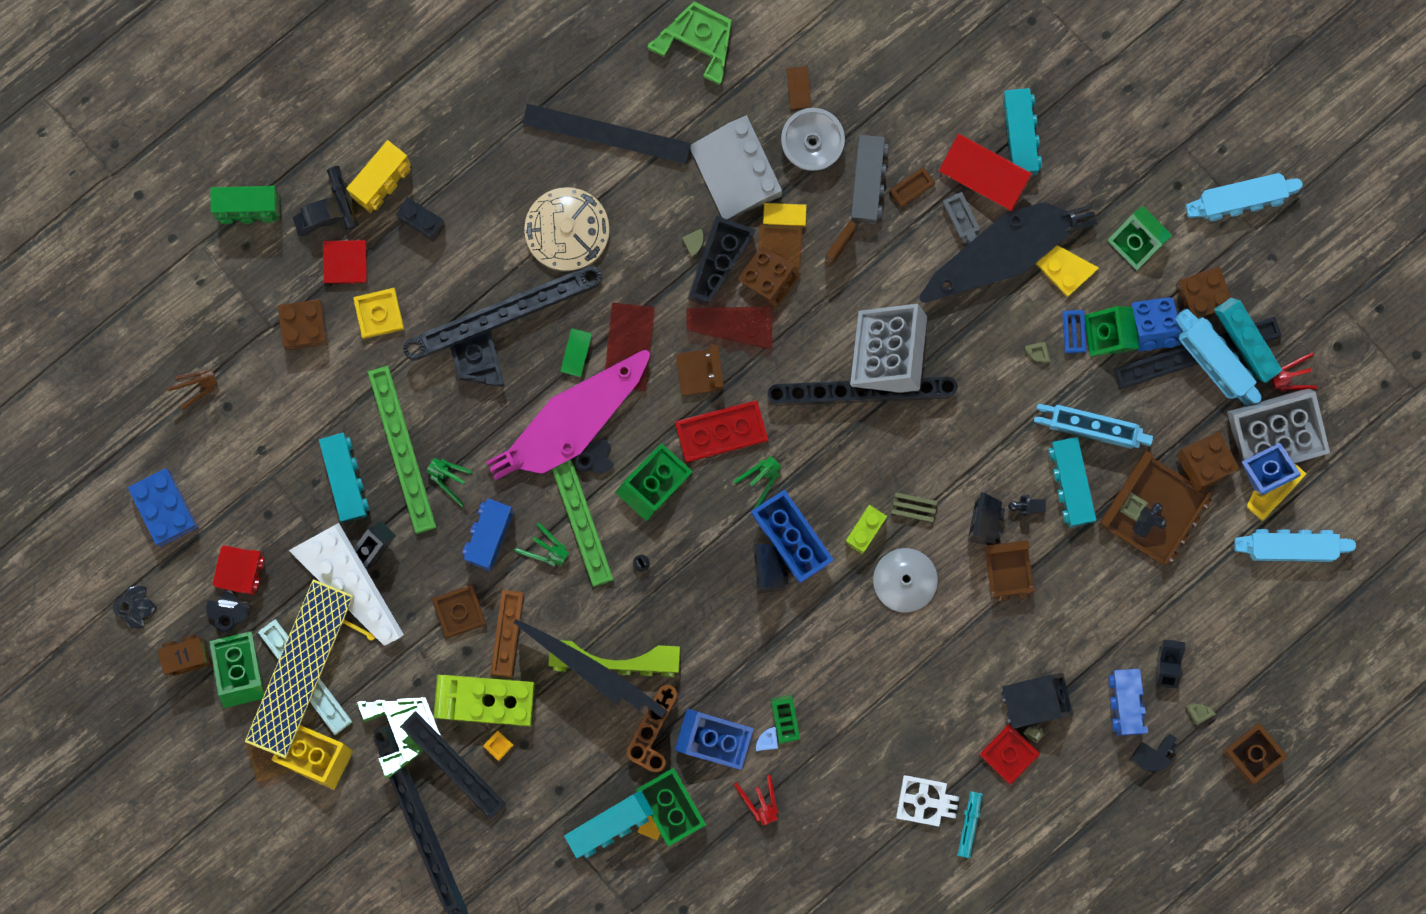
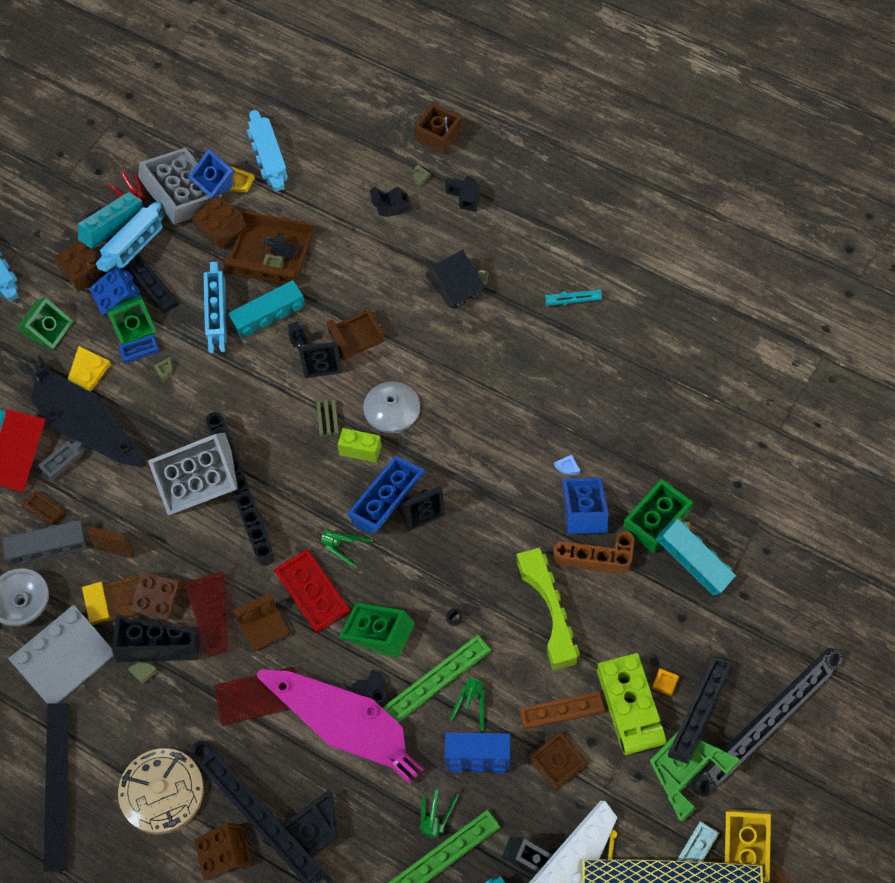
camera: 105 degrees left, 20 degrees down
(486, 271) = (222, 850): none -> reddish brown bracket
(576, 352) = (277, 738): green slope -> none
(593, 672) = (570, 606): black slope -> none
(766, 812) = (628, 445): red plant -> none
(779, 701) = (534, 465): green slope -> none
(942, 804) = (566, 323): white piece -> none
(1009, 754) = (505, 290): red tile -> none
(1127, 702) = (433, 219): wedge -> none

